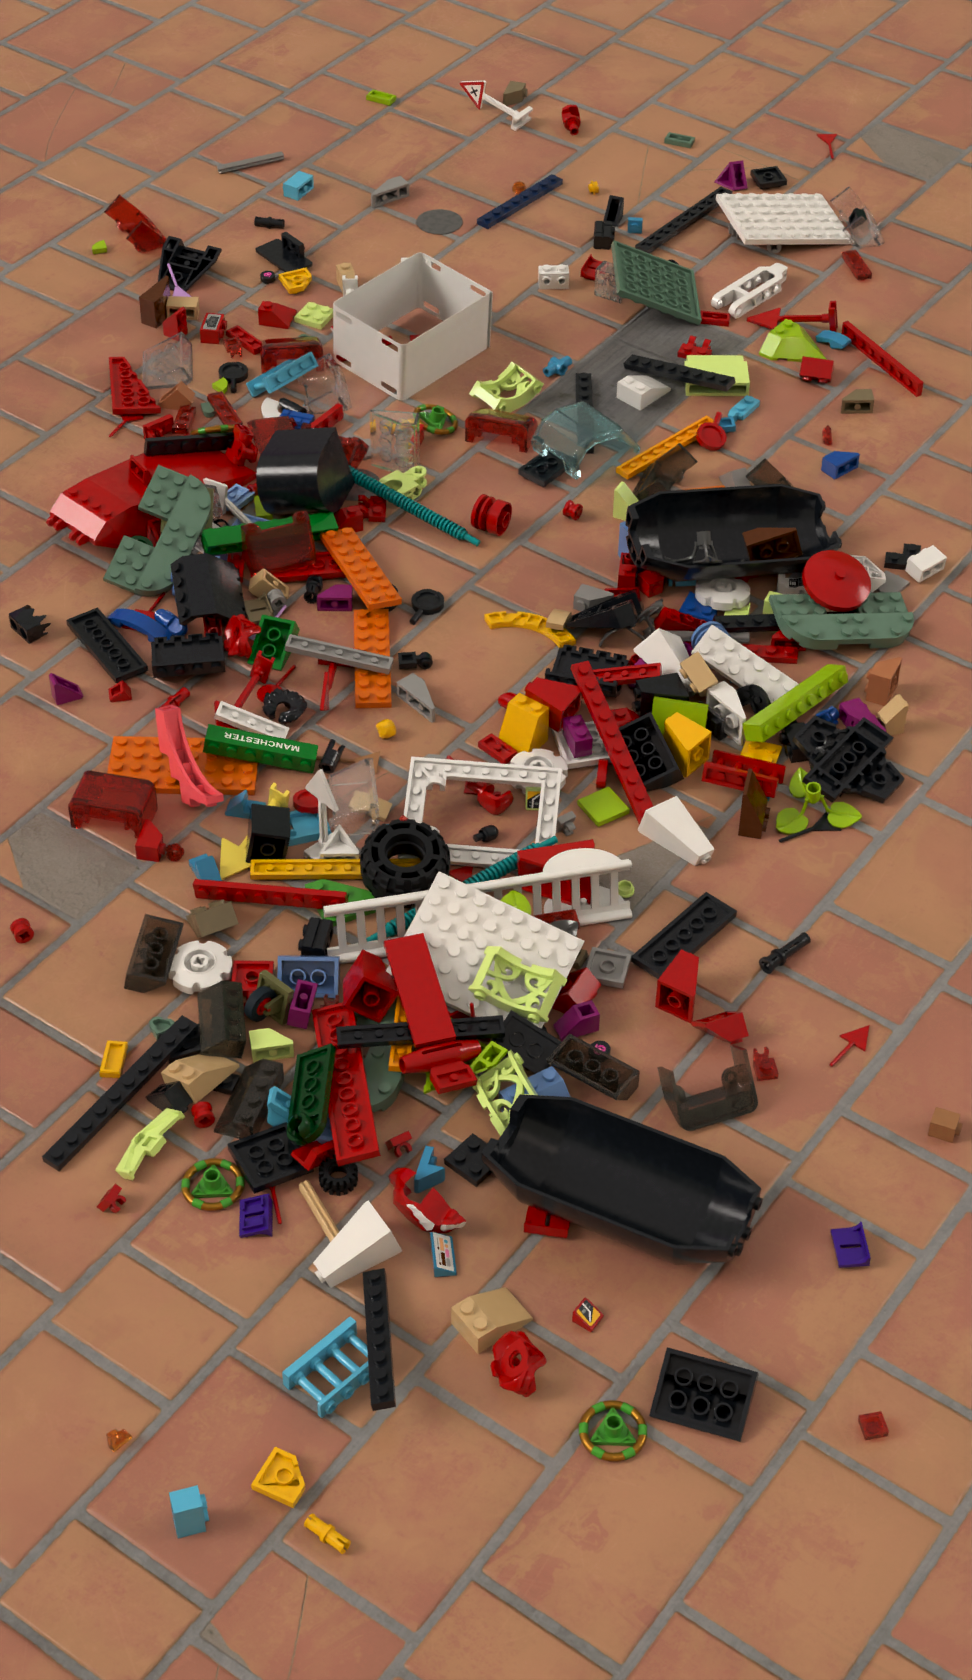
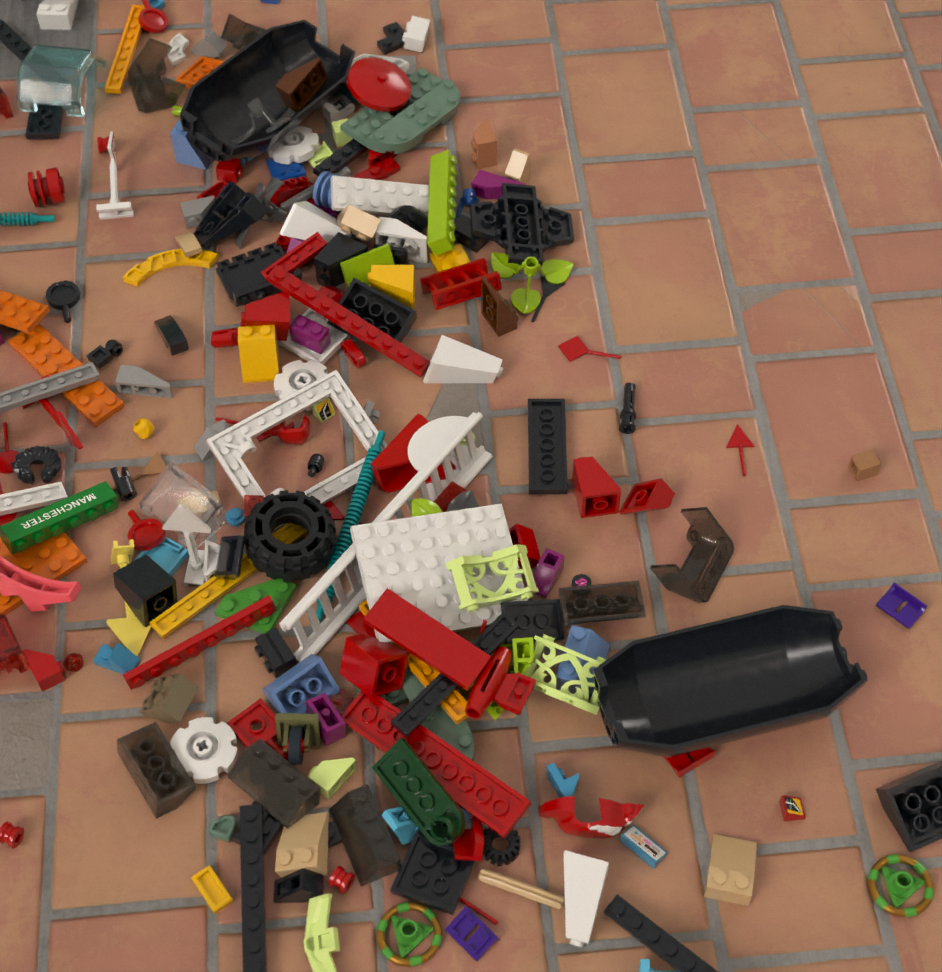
camera: 40 degrees left, 10 degrees up
(240, 805) = (94, 578): dark azure slope -> none
(346, 850) = (230, 557): none -> black tile
(400, 1141) = (517, 776): red tile -> none
(467, 1160) = (584, 747): black plate -> none
(476, 677) = (171, 335): none -> black slope
(497, 748) = (251, 386): red plate -> none
(513, 1373) = (788, 899): red piece -> none
(531, 561) = (115, 208): none -> white piece
(603, 806) = (379, 380): lime tile -> none
(609, 966) = (522, 509): light grey plate -> none
(622, 499) = (145, 115): yellowish green slope -> none
(627, 572) = (203, 170): red slope -> none
(710, 468) = (179, 44): none -> white tile
(764, 1067) = (713, 508): clear red plate -> none
(794, 883) = (576, 348): none -> red piece

